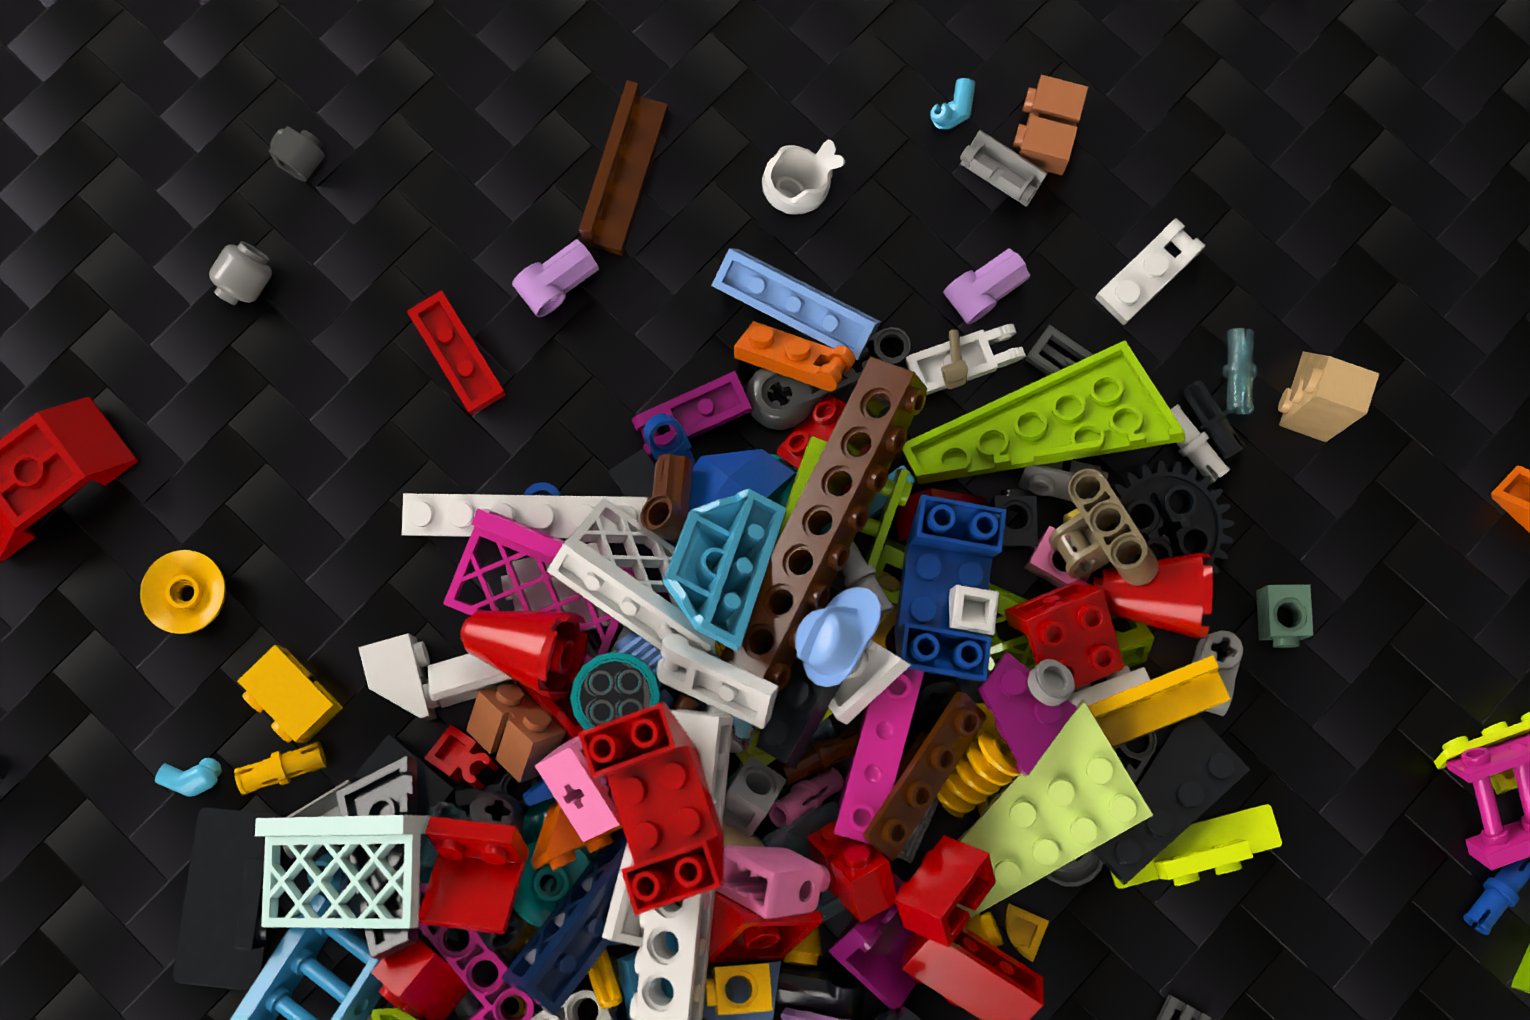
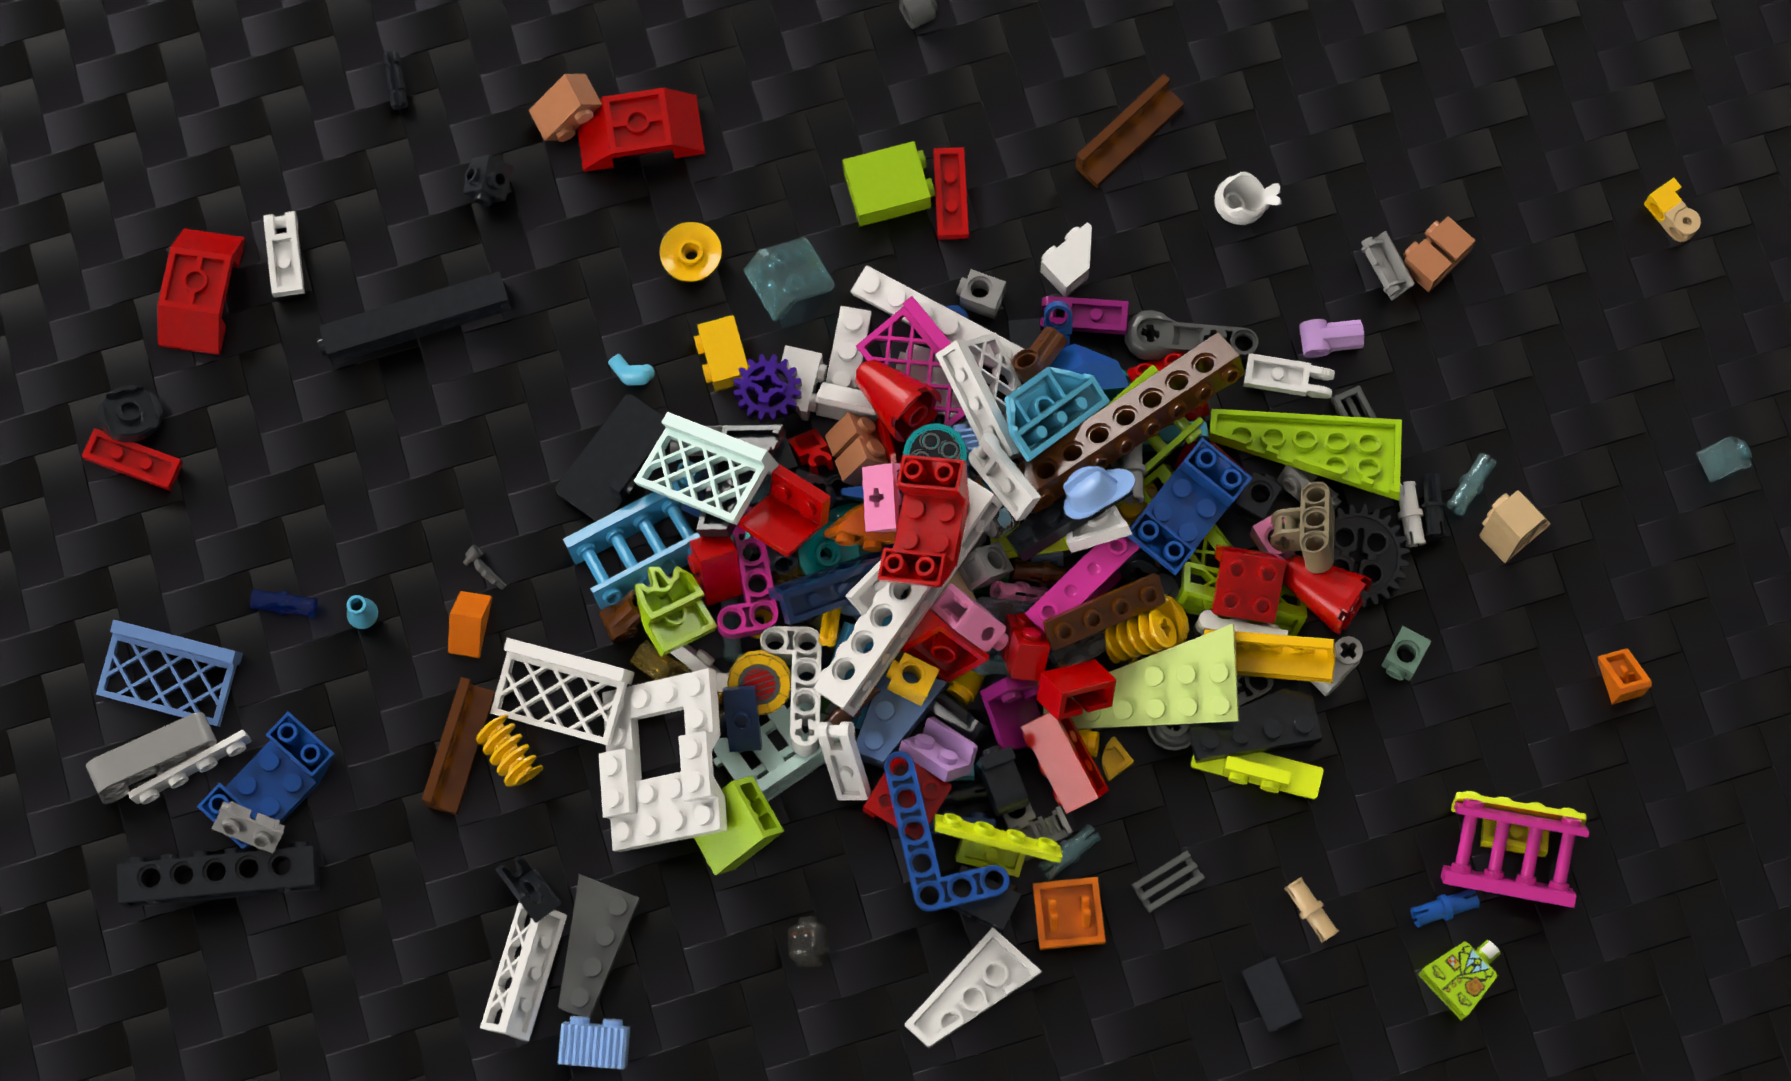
camera: 30 degrees right, 5 degrees down
(240, 273) = (837, 67): light grey head -> none
(280, 768) = (692, 396): yellow pin -> none
(316, 556) = (787, 275): none -> clear light blue bracket
(372, 733) = (756, 384): none -> dark purple gear
(375, 380) = (888, 183): none -> lime brick
(429, 583) = (845, 357): none -> white plate
(546, 284) = (1035, 179): lavender piece -> none
(573, 463) = (985, 306): none -> light grey brick
(641, 360) = (1070, 262): none -> white slope
(794, 302) = (1194, 278): light blue fence -> none
(794, 356) = (1172, 312): orange plate -> none
(956, 372) = (1275, 380): dark tan hand -> none
(958, 110) = (1380, 211): medium azure arm -> none
(973, 609) = (1194, 527): white slope -> none
(1019, 715) = (1191, 607): magenta wing -> none
(1051, 682) = (1217, 597): light grey tile -> none
(1149, 273) = (1449, 387): white plate -> none
(1354, 984) = (1311, 909): none -> tan pin
(1497, 188) = (1724, 457): none -> clear light blue bracket

